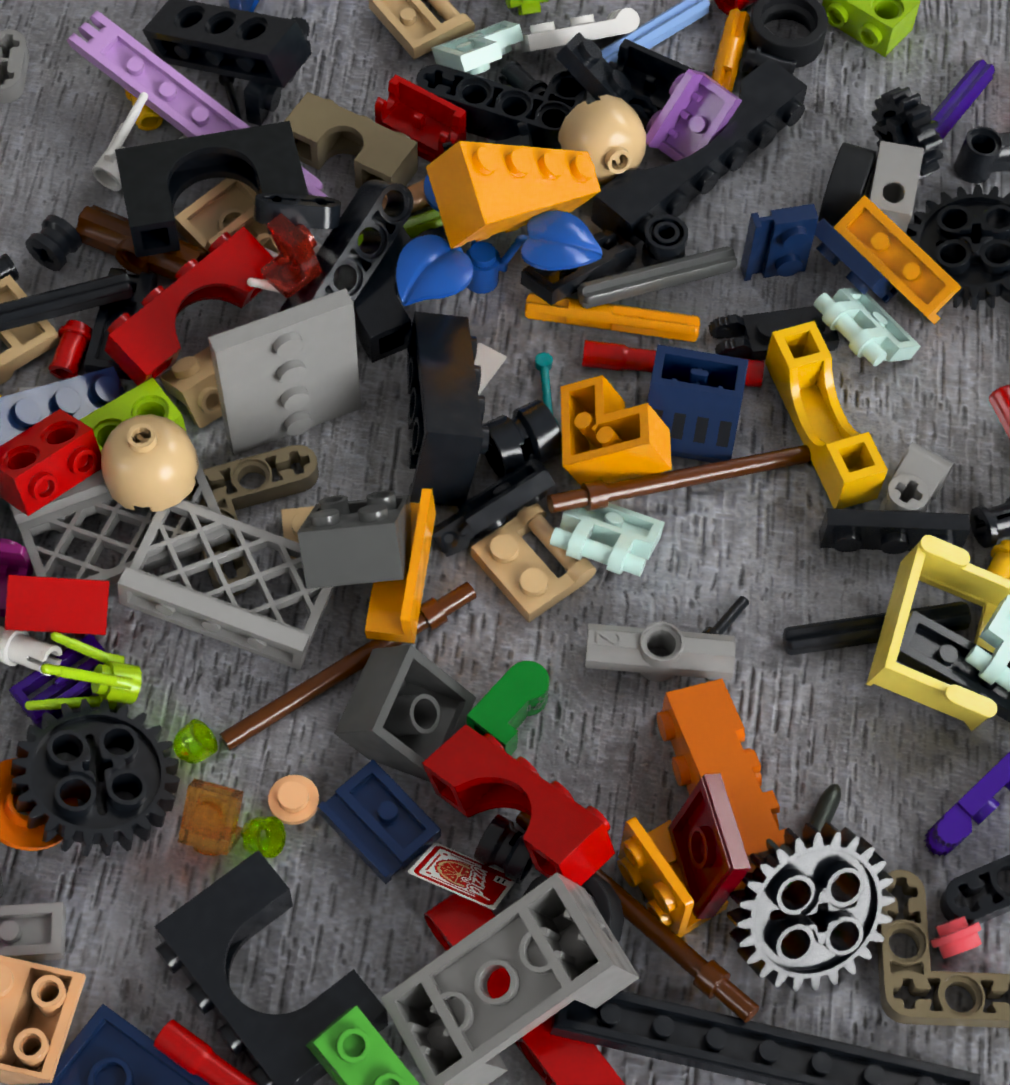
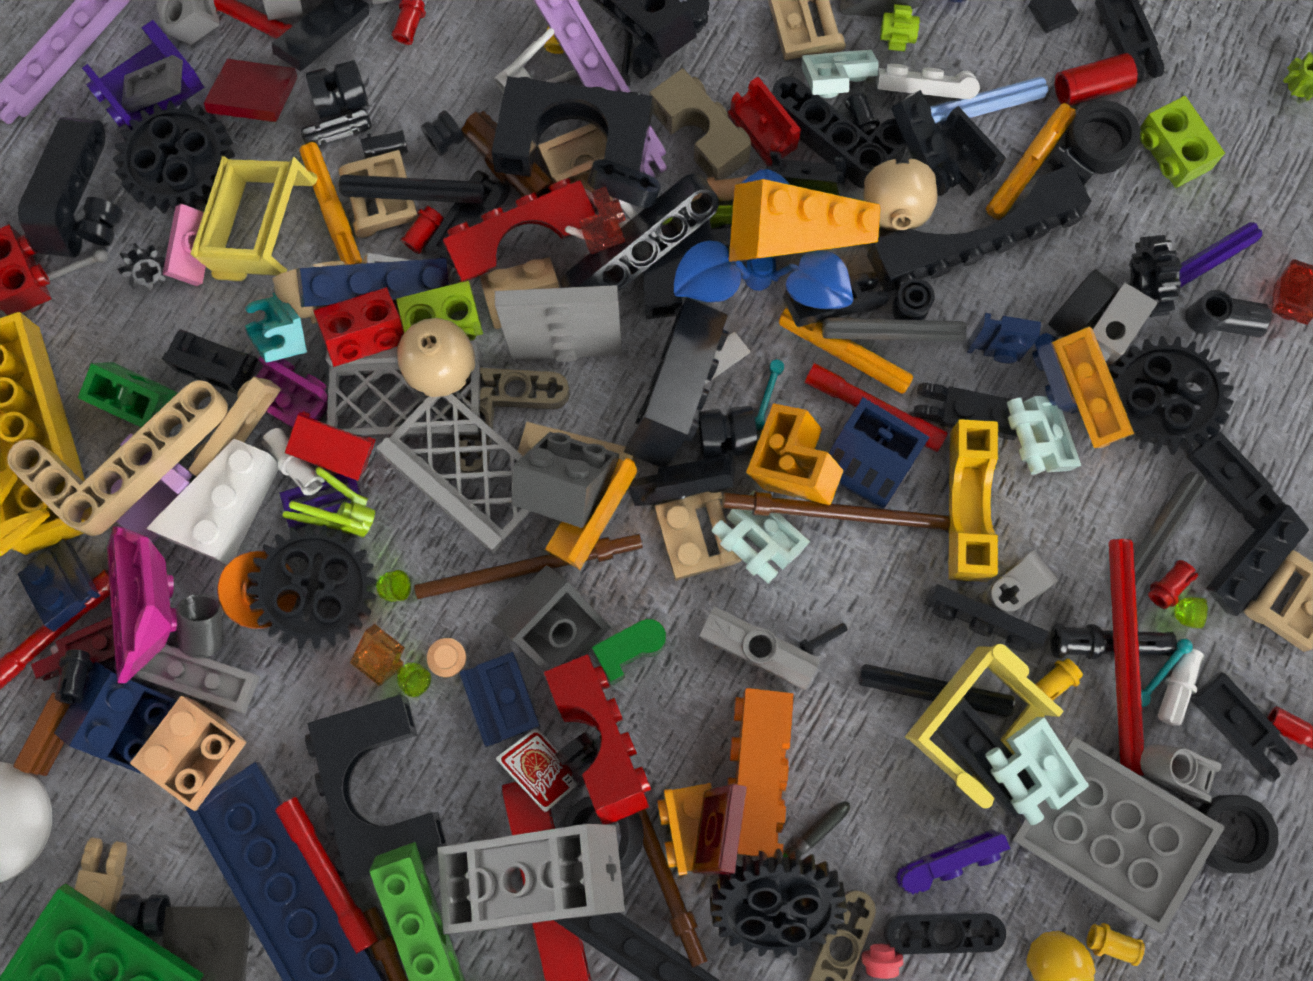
camera: 25 degrees right, 15 degrees up
(691, 116) = (983, 197): medium lavender bracket -> none

